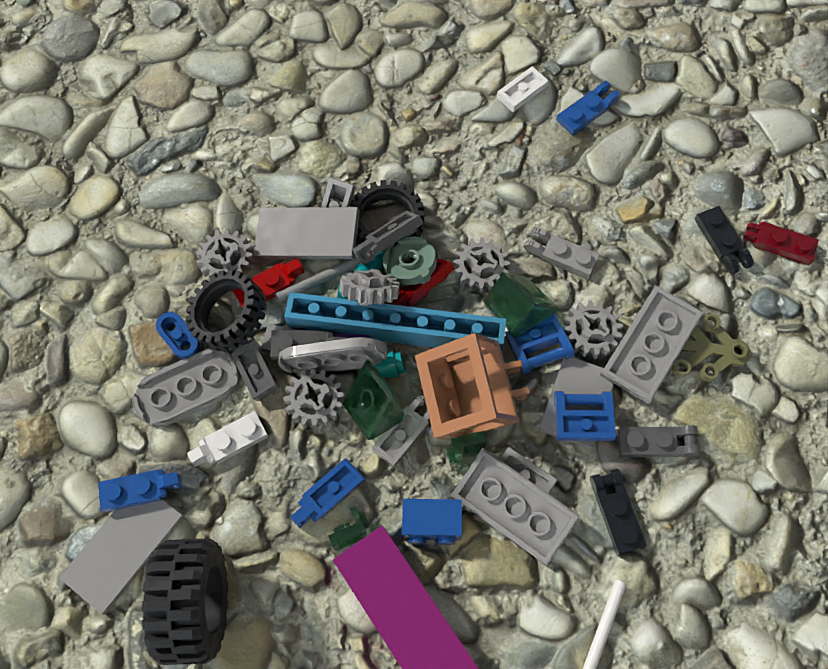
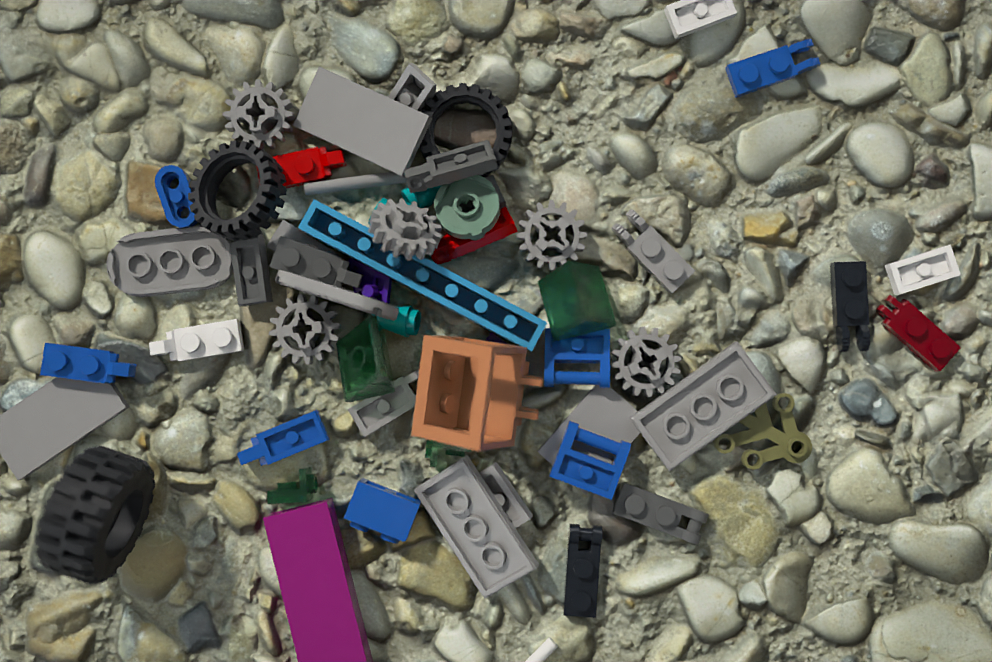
camera: 20 degrees right, 20 degrees up
(762, 198) = (922, 270): none -> white plate

